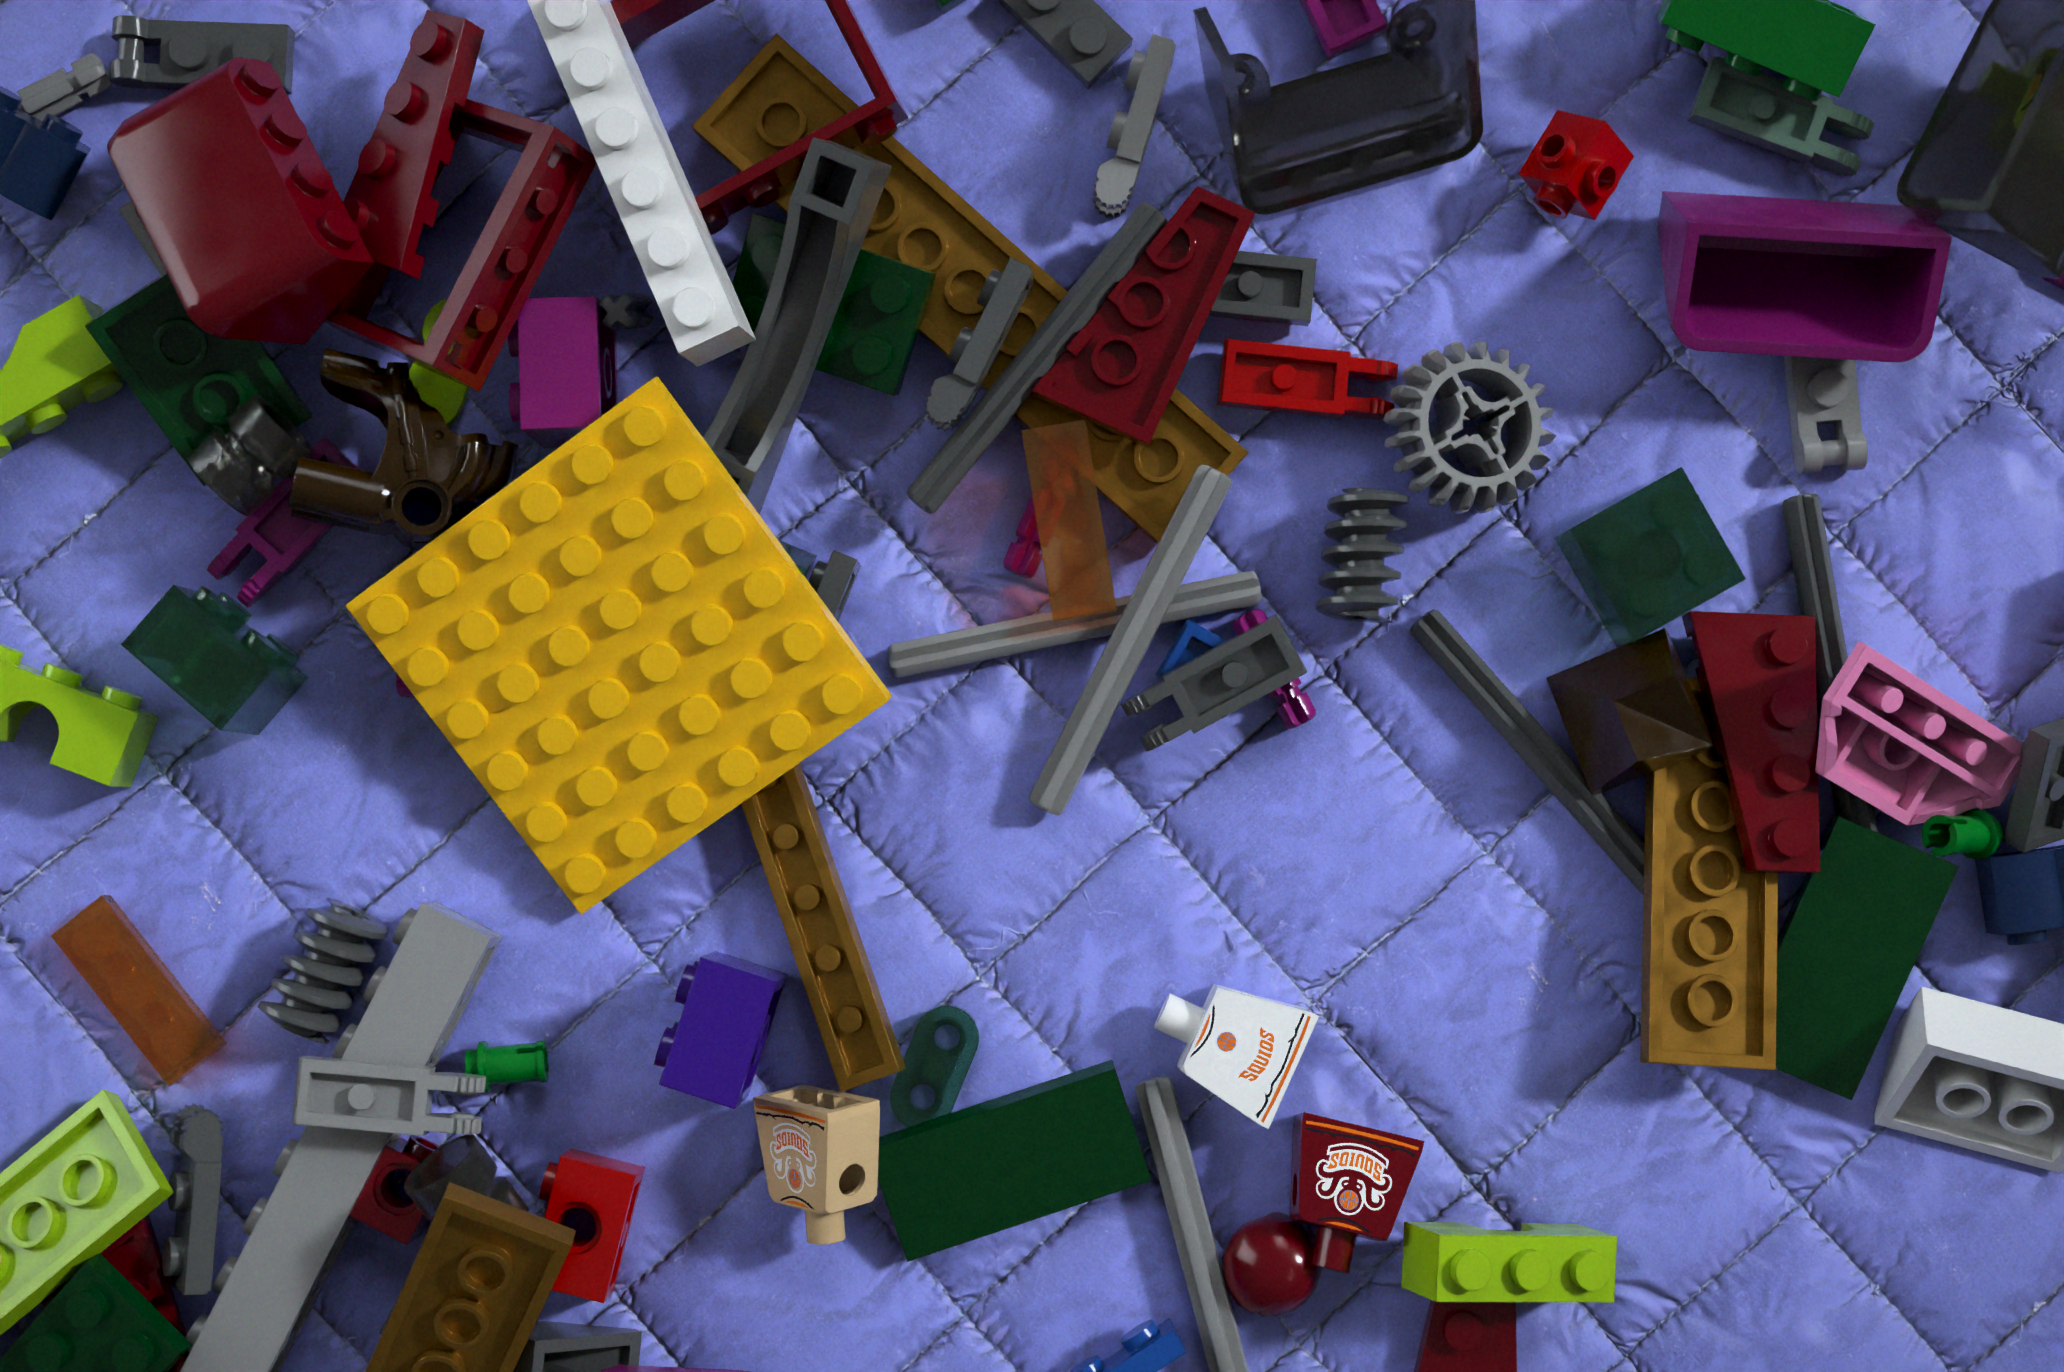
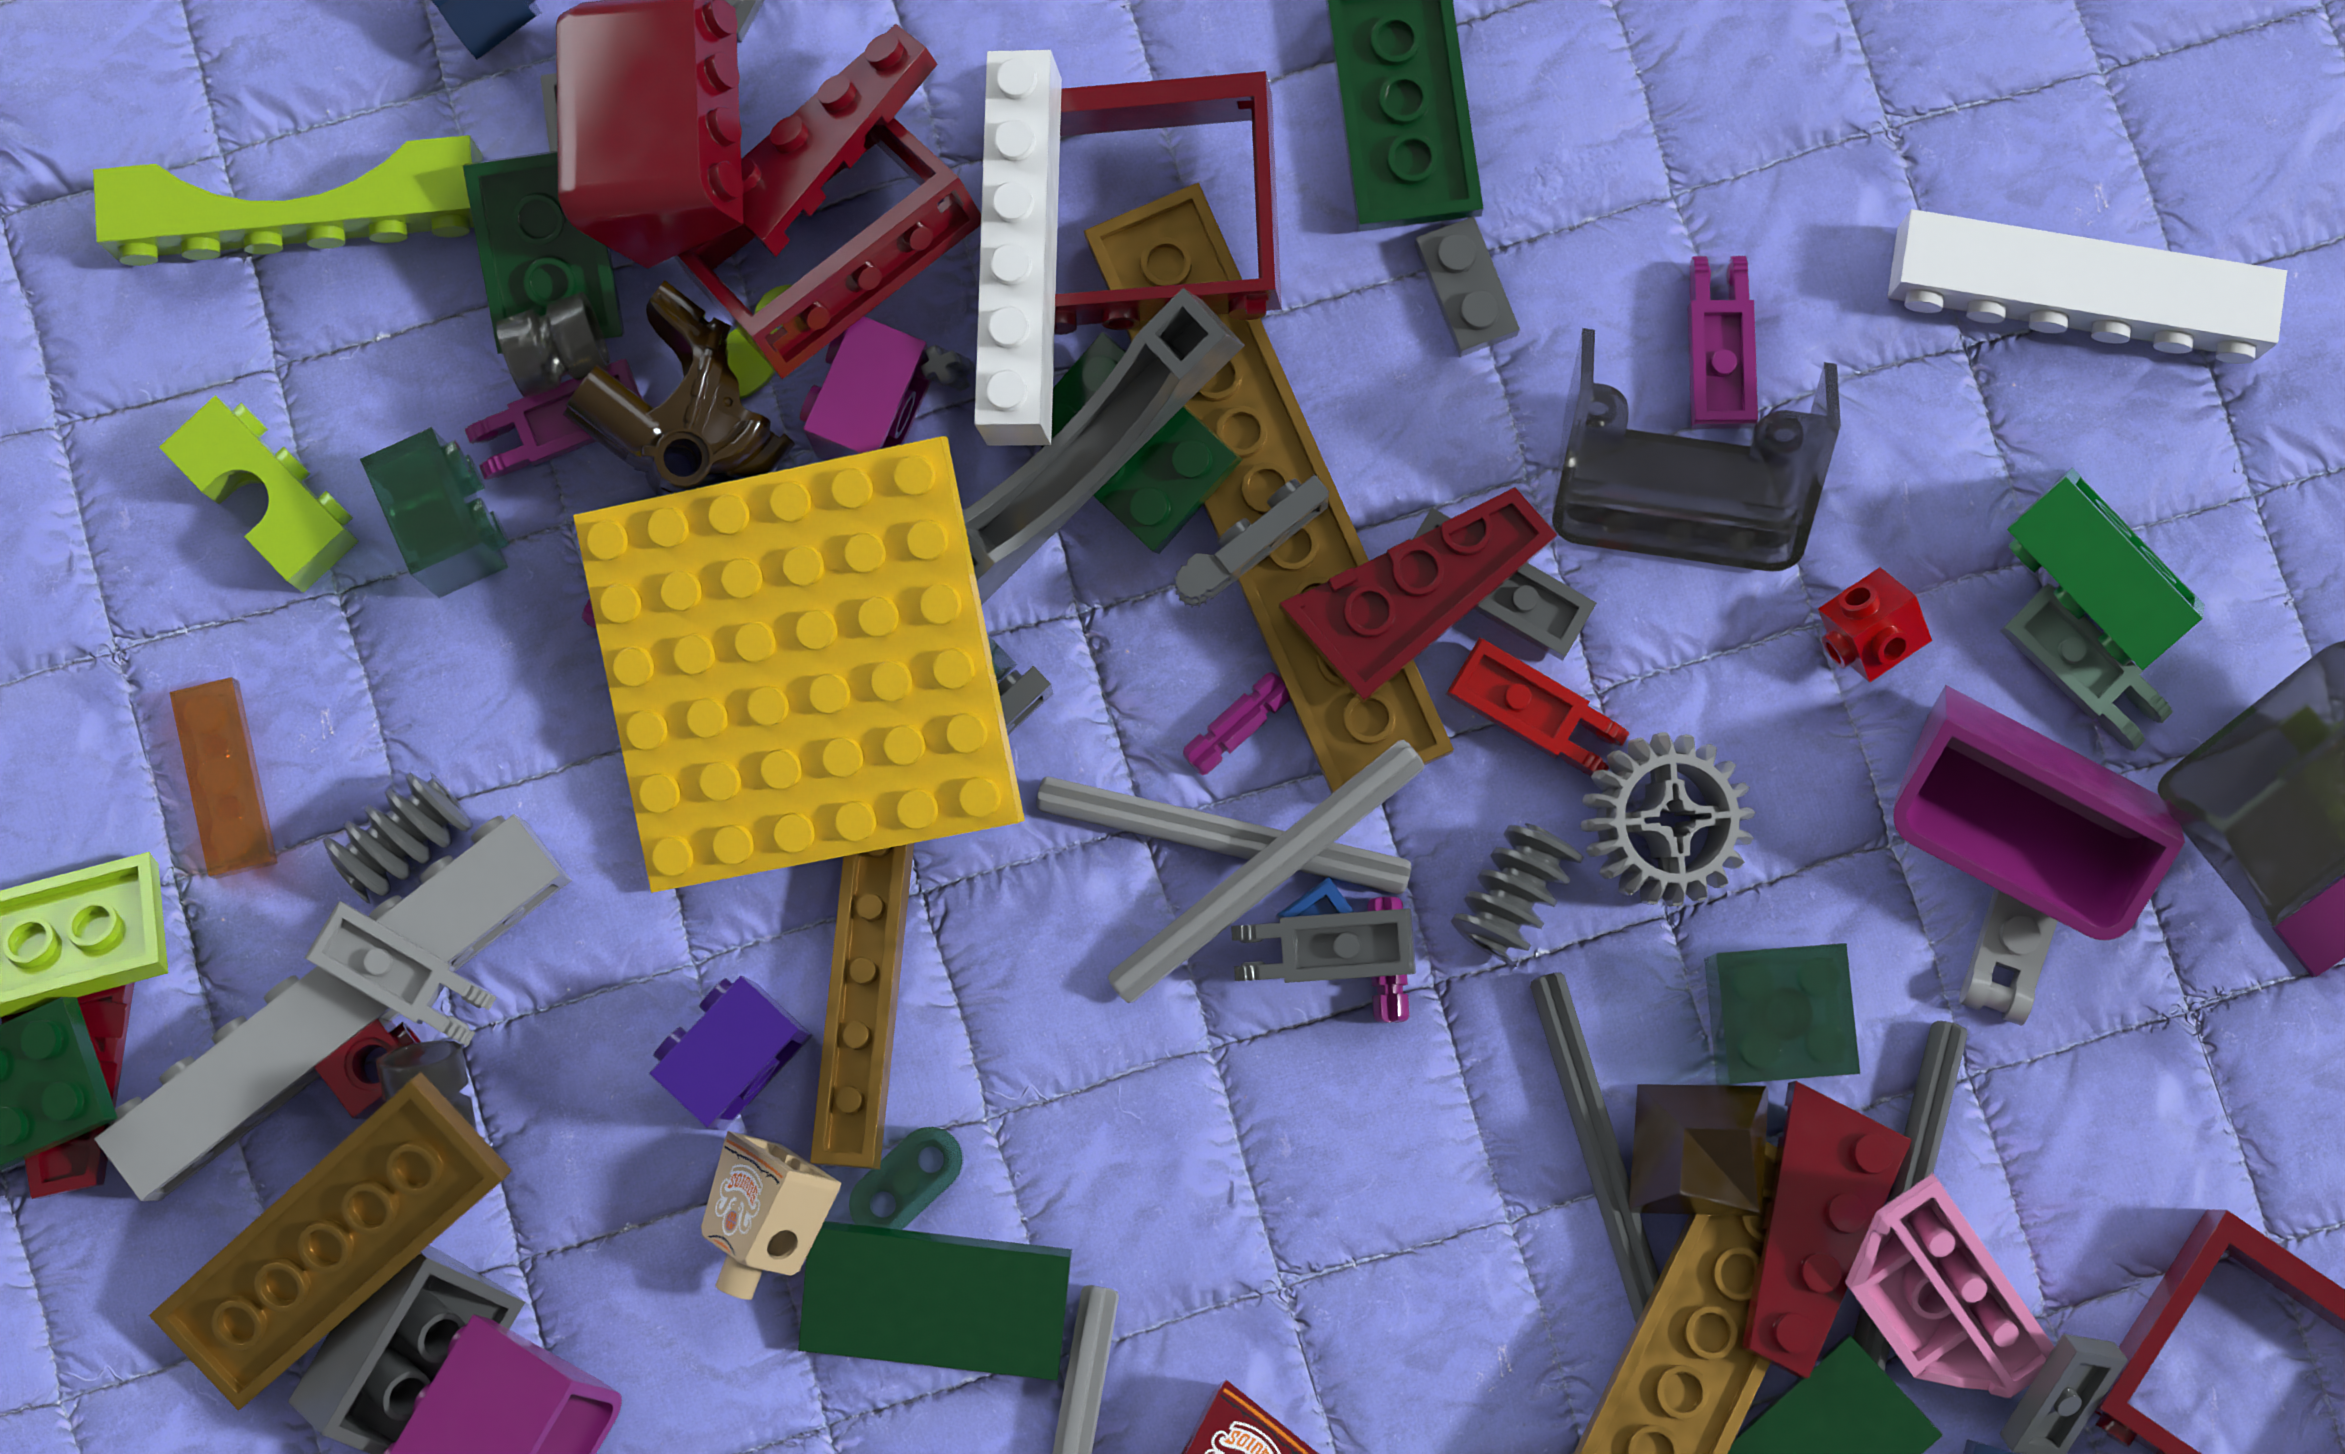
camera: 30 degrees right, 5 degrees down
(196, 1189) = (189, 978): dark grey hinge -> none
(508, 1063) = (522, 998): green pin -> none
(610, 1194) = (557, 1162): red brick -> none
(1035, 359) = (1295, 577): dark grey axle -> none
(1068, 520) = (1259, 736): clear orange plate -> none
(1133, 129) = (1482, 412): light grey hinge -> none
(1239, 1046) = (1195, 1293): white torso -> none
(1971, 834) = (1972, 1413): green pin -> none

